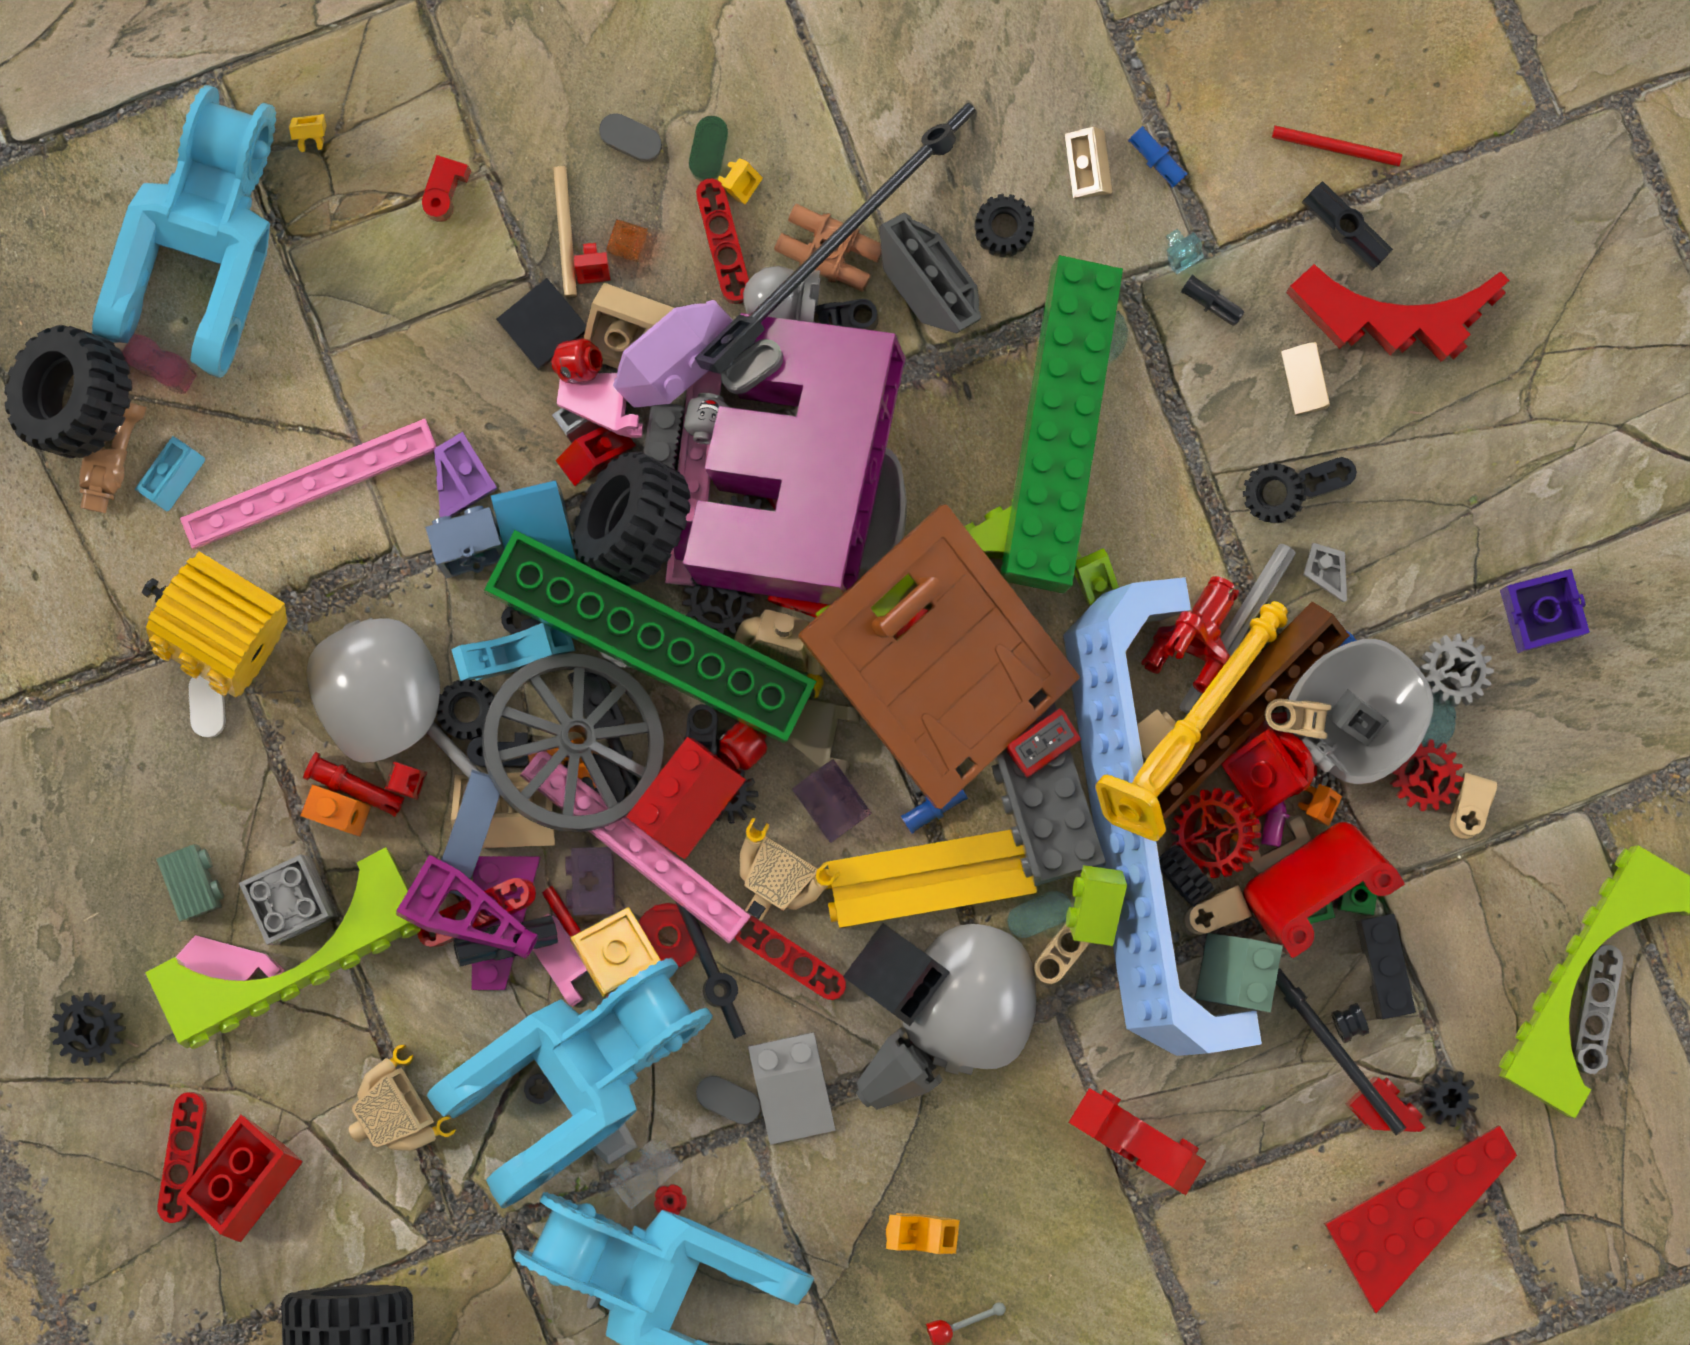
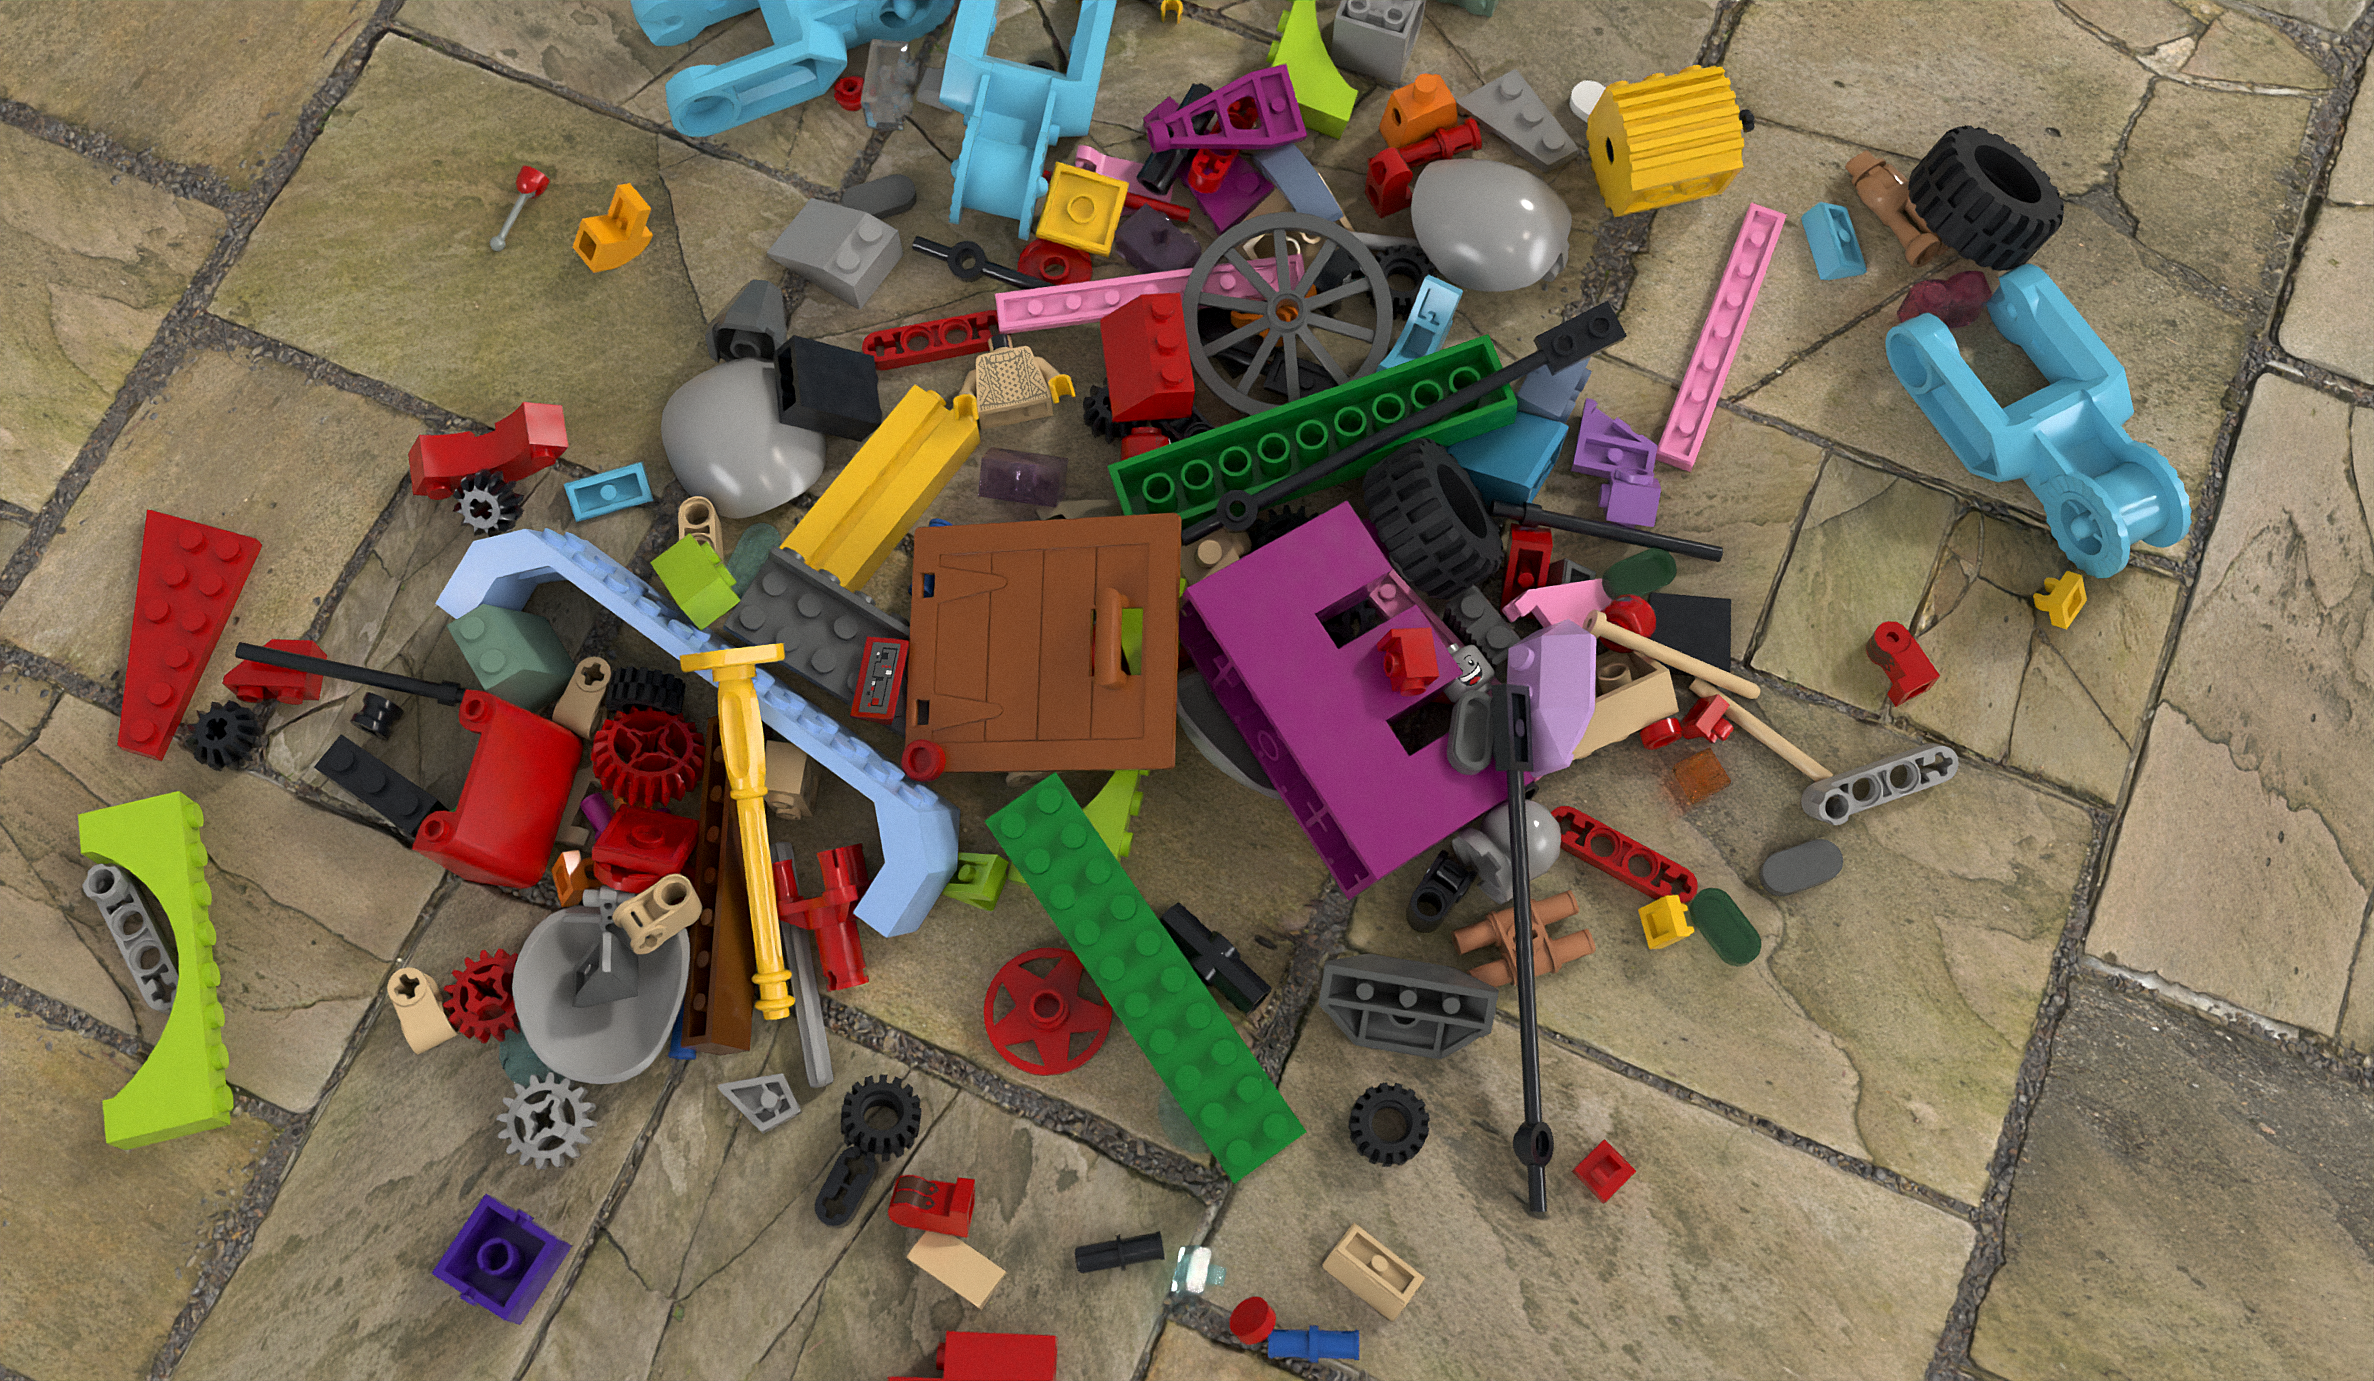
camera: 135 degrees right, 15 degrees down
(266, 750) = (1521, 119): none -> light grey wing
(457, 534) = (1556, 348): none -> black bar
(488, 431) = (1630, 497): none -> medium lavender brick
(532, 384) = (1640, 574): none -> clear green tile
(560, 472) = (1532, 515): none -> black bar
(579, 146) = (1881, 788): none -> light grey beam
(606, 365) = (1598, 626): none -> tan bar
(625, 281) = (1661, 733): none -> red tile
(750, 432) = (1409, 659): none -> red brick
(914, 92) = (1604, 1171): none -> red tile
(1008, 405) = (1215, 960): none -> black piece
(1065, 667) = (923, 760): none -> red tile
(1083, 1051) = (609, 491): none -> medium azure slope
(1129, 467) = (1046, 1013): none -> red wheel
(1167, 1102) = (473, 504): none -> black gear
(1178, 198) = (1252, 1320): none -> red tile
(1289, 420) = (933, 1204): none -> red leg

